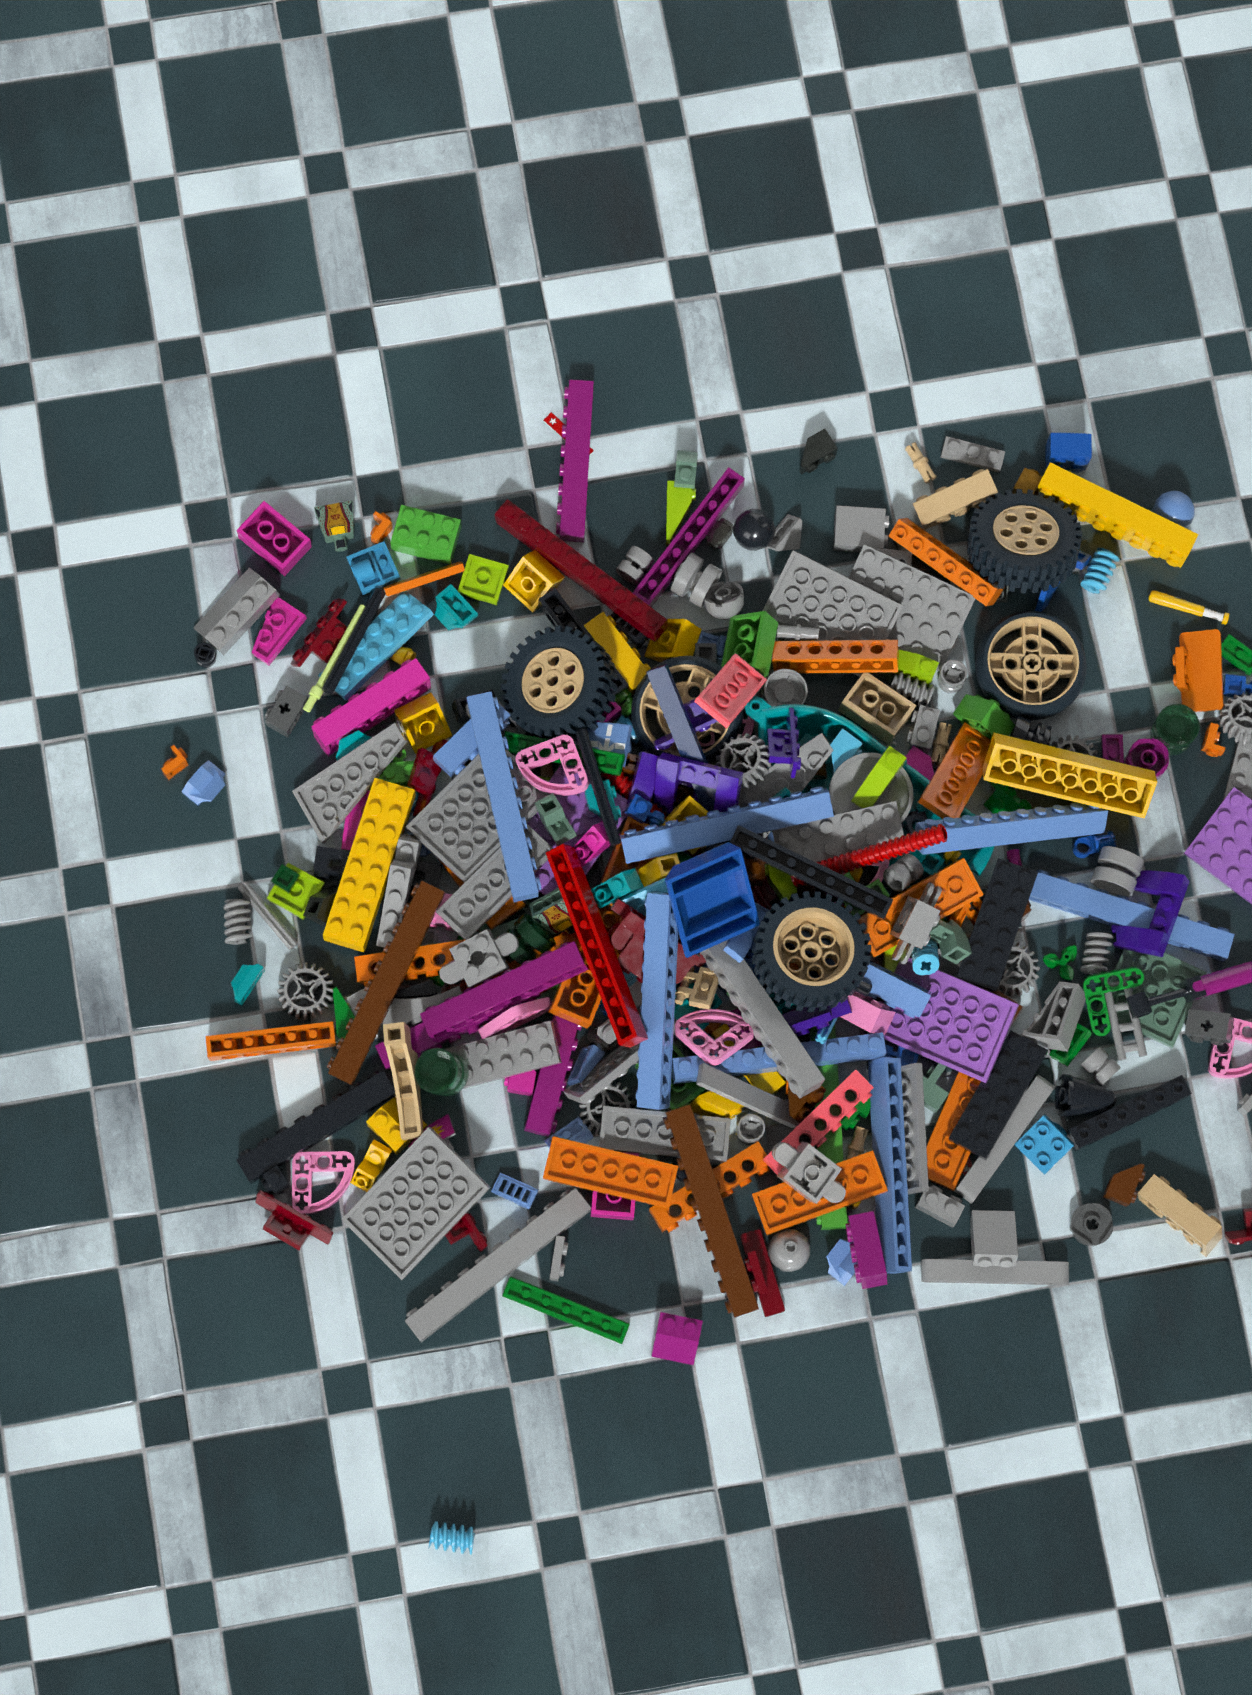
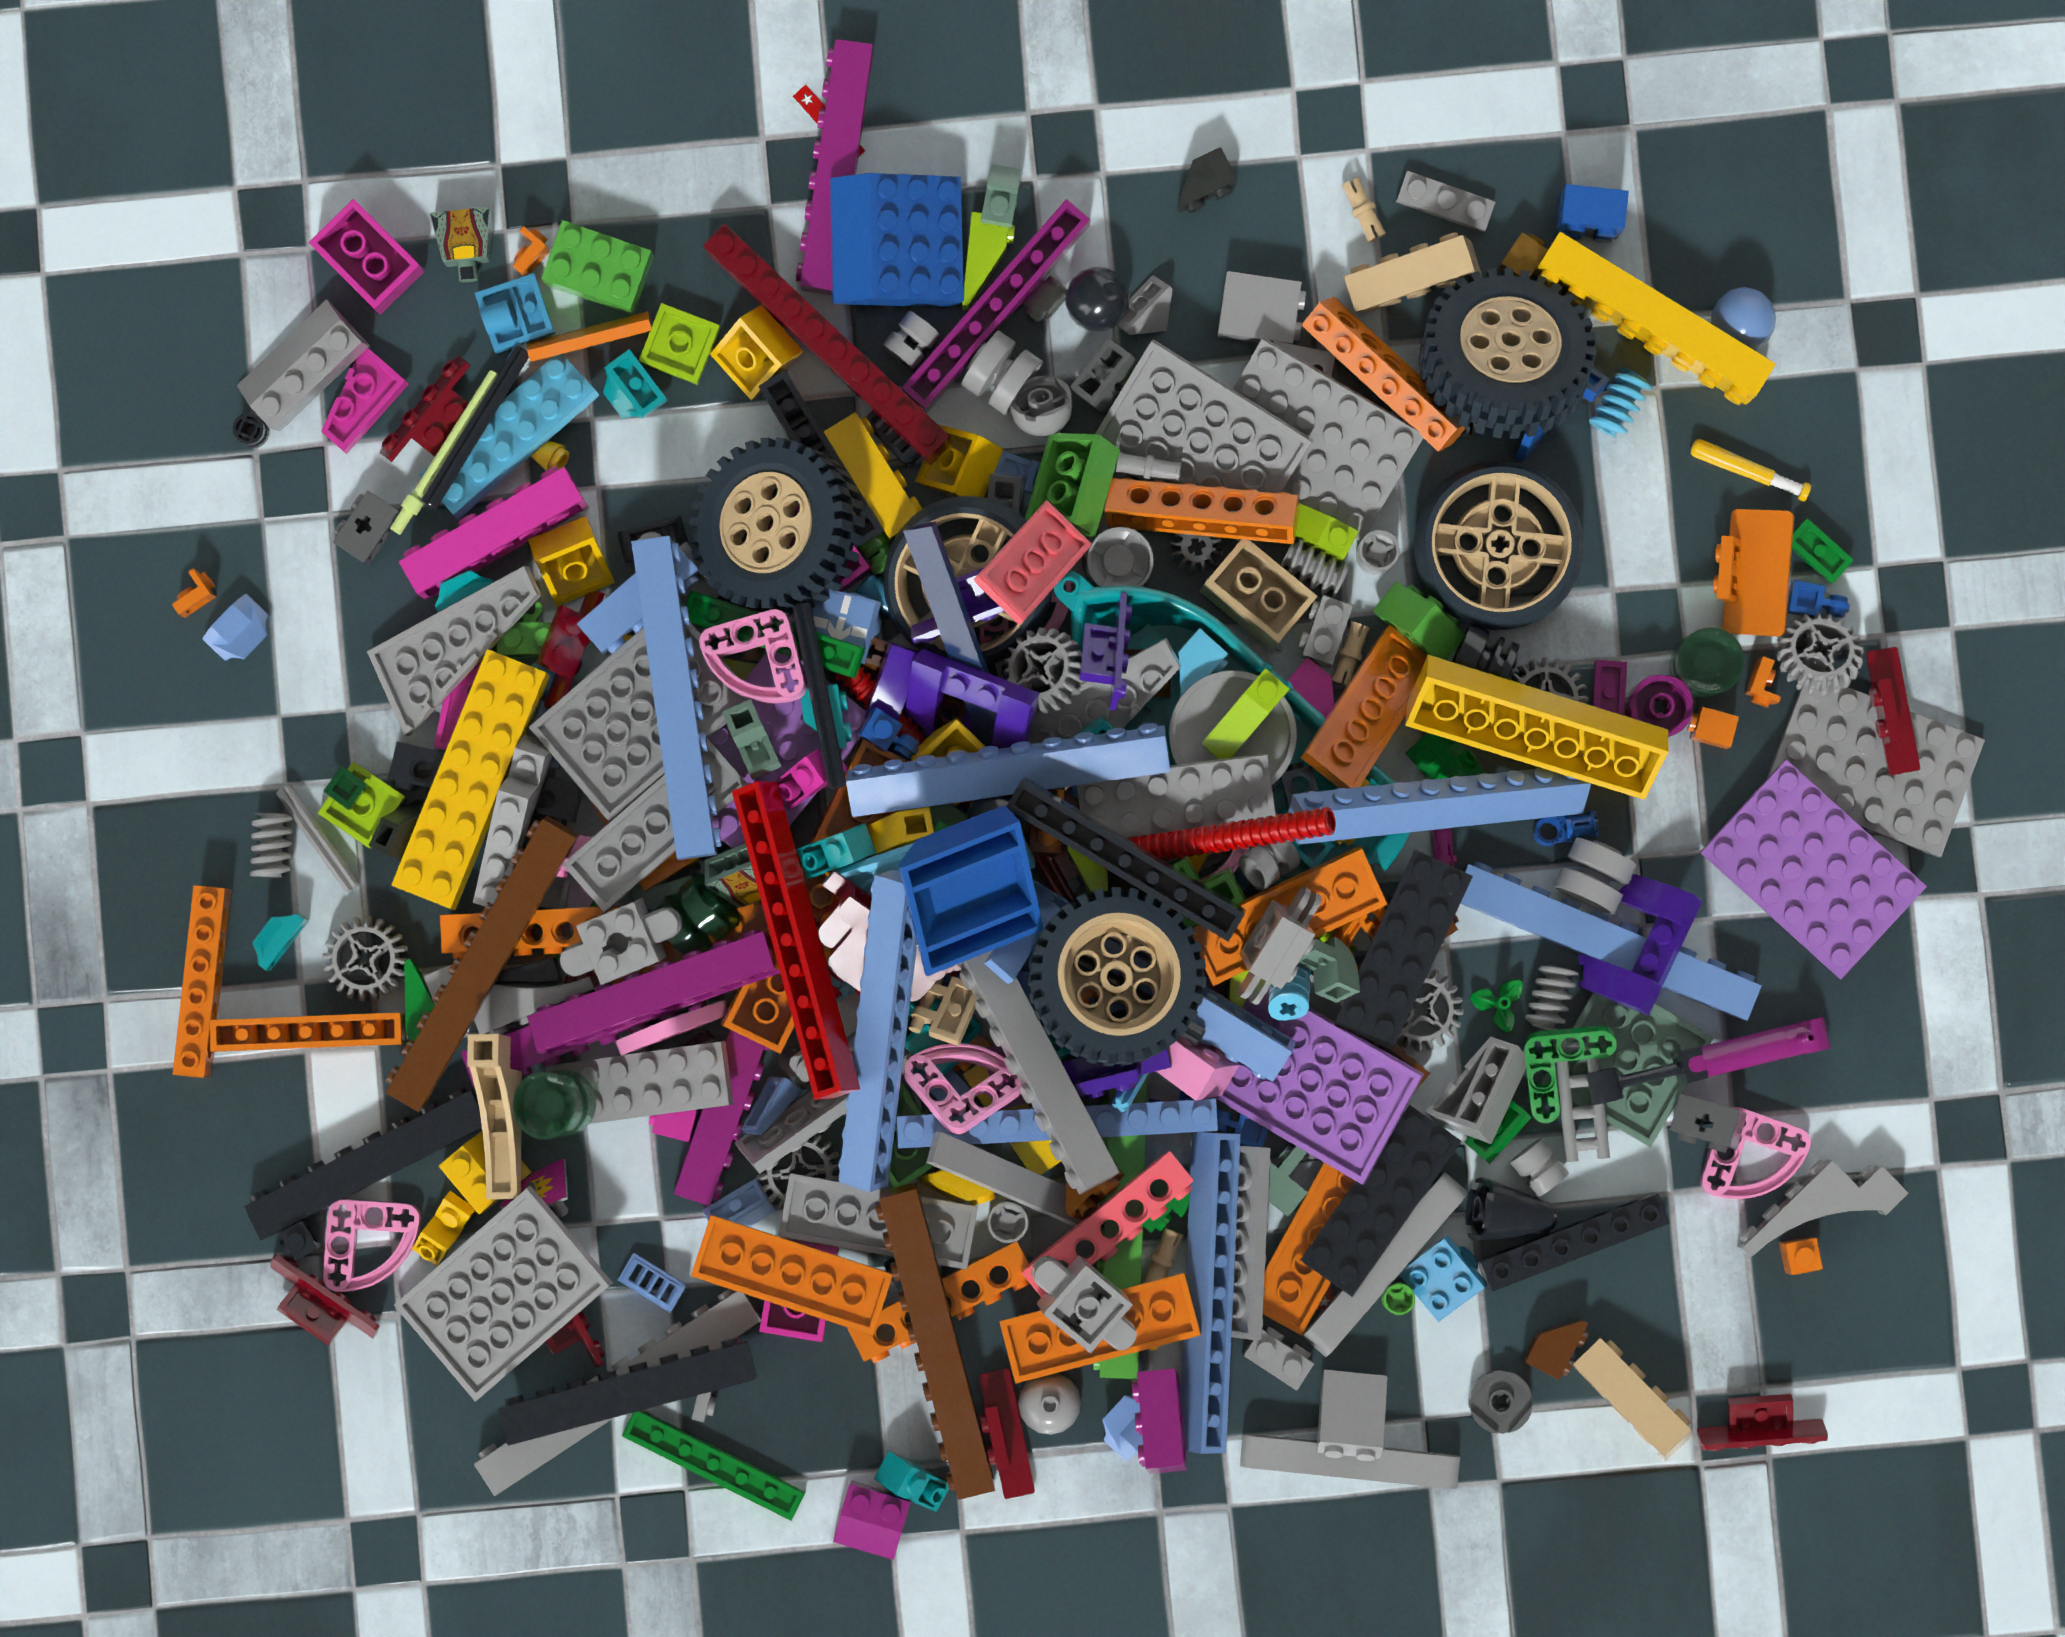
camera: 10 degrees right, 10 degrees up
(197, 1014) = (201, 980): none -> orange brick
(505, 1261) = (627, 1392): none -> black brick
(620, 501) = (896, 240): none -> blue slope
(702, 1309) = (912, 1481): none -> teal slope
(763, 578) = (1104, 376): none -> dark grey brick
(842, 684) = (1195, 560): none -> dark grey gear
(1018, 1157) = (1398, 1298): none -> bright green wheel
(1183, 772) = (1713, 727): none -> orange brick

